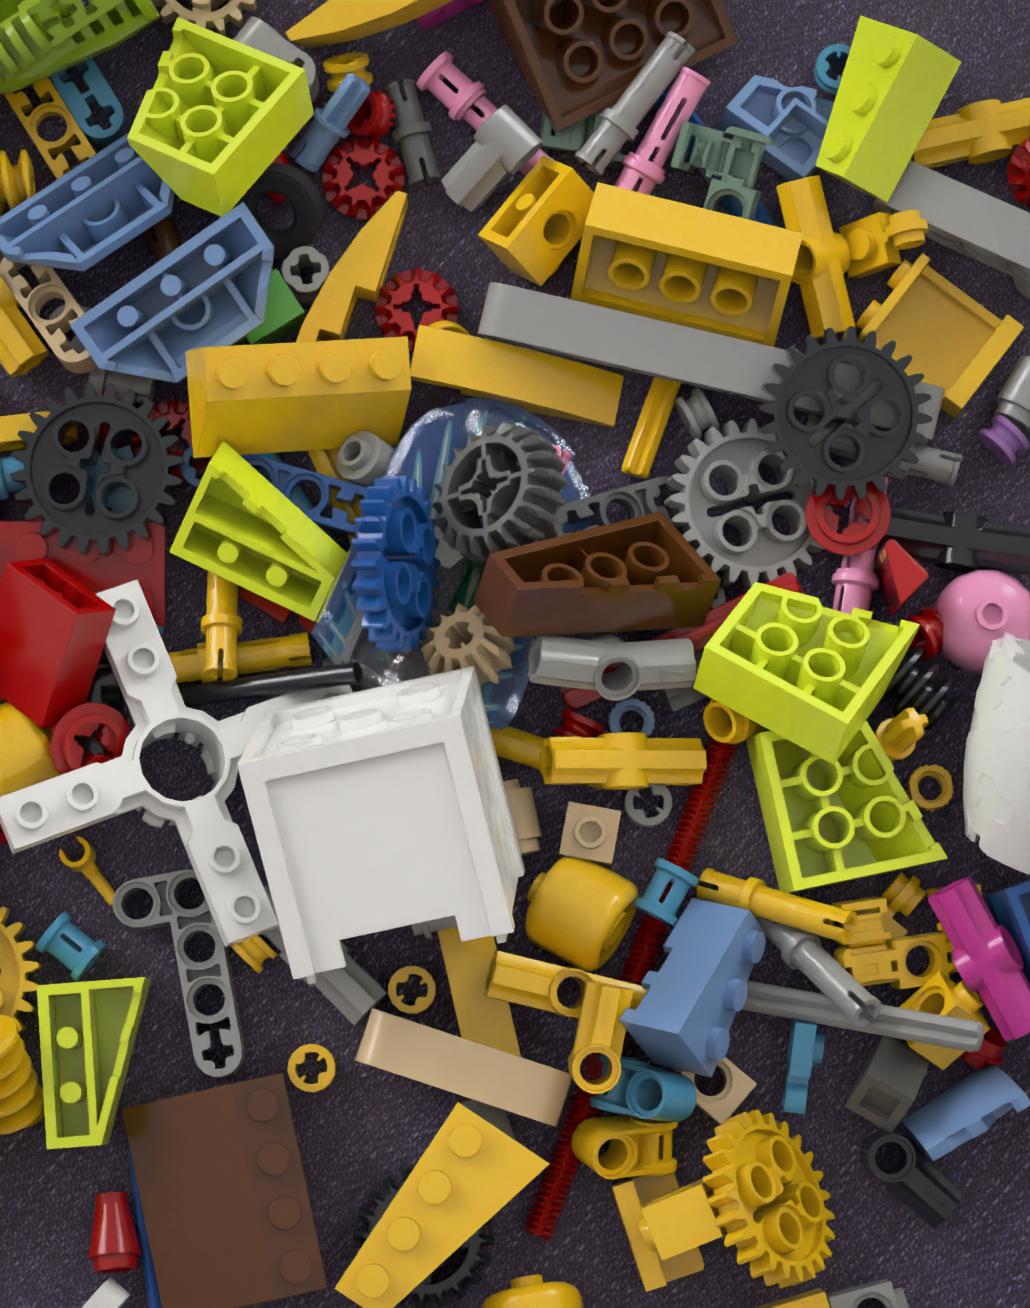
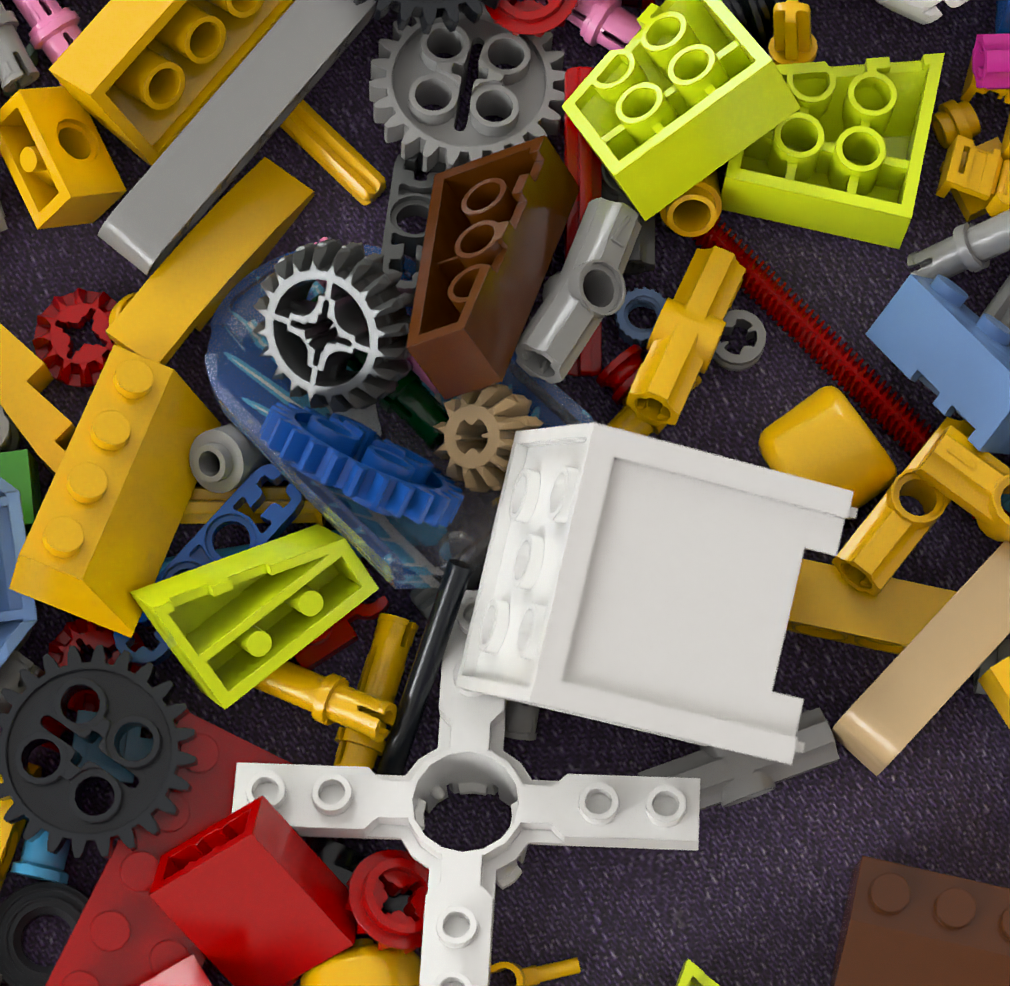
camera: 60 degrees left, 5 degrees down
(192, 974) = (702, 911): light grey beam -> none
(254, 952) = (710, 833): yellow bush -> none
(299, 1057) = (880, 821): yellow bush -> none
(402, 976) = (846, 680): yellow bush -> none
(590, 833) = (744, 411): tan brick -> none
(666, 873) = (848, 356): dark azure bush -> none
(696, 413) = (344, 98): light grey bush -> none
(777, 905) = (914, 249): yellow pin -> none
(941, 776) = (856, 30): yellow axle -> none

